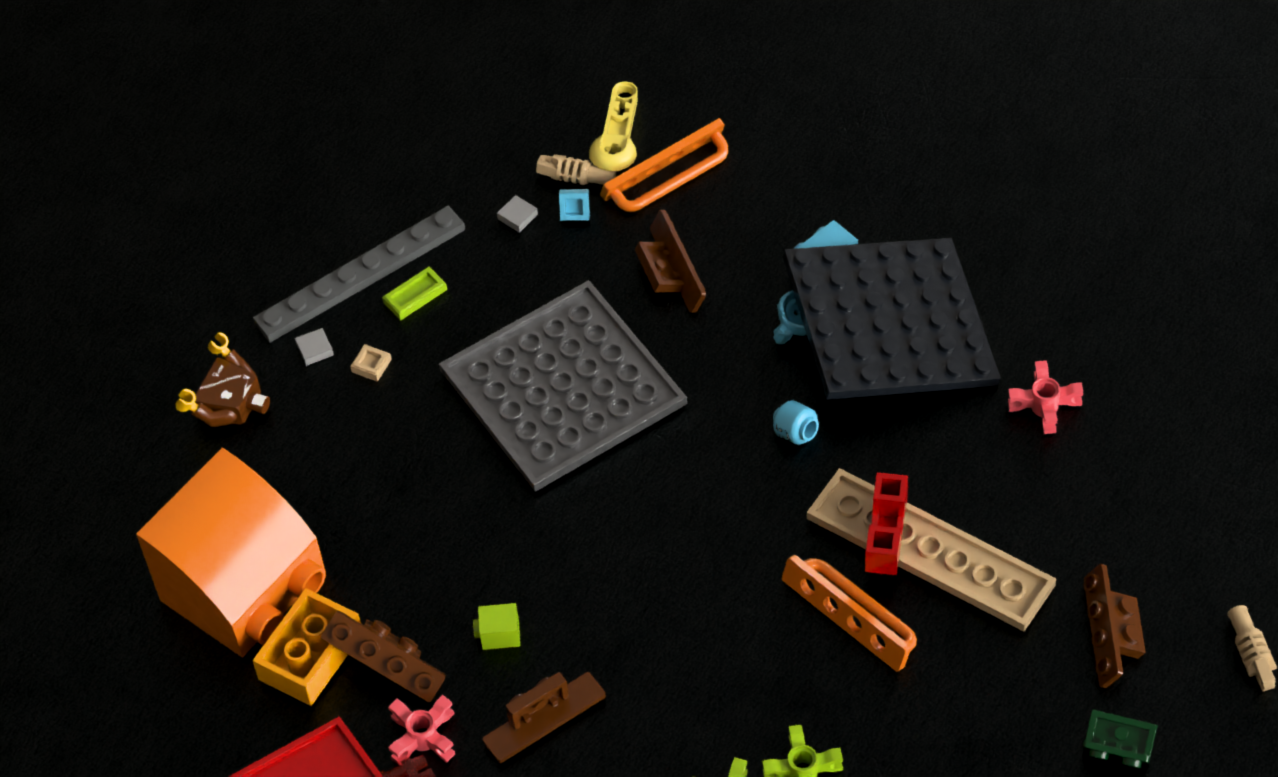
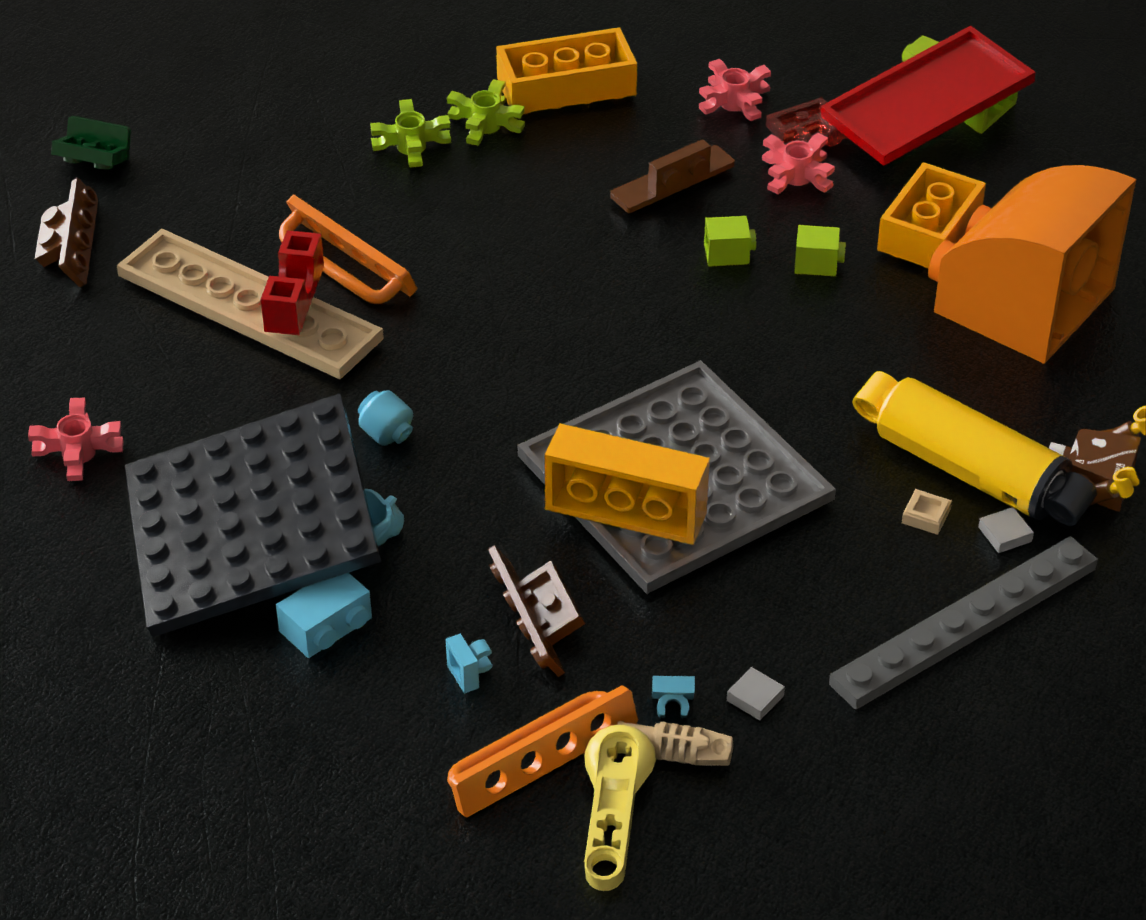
camera: 175 degrees right, 10 degrees down
(327, 393) = (975, 448): none -> yellow piece
(384, 653) = (846, 208): reddish brown bracket -> none
(414, 293) = (884, 594): lime tile -> none
(417, 616) = (818, 250): none -> lime brick
(600, 321) = (626, 483): none -> light orange brick
(718, 220) = (467, 661): none -> medium azure tile

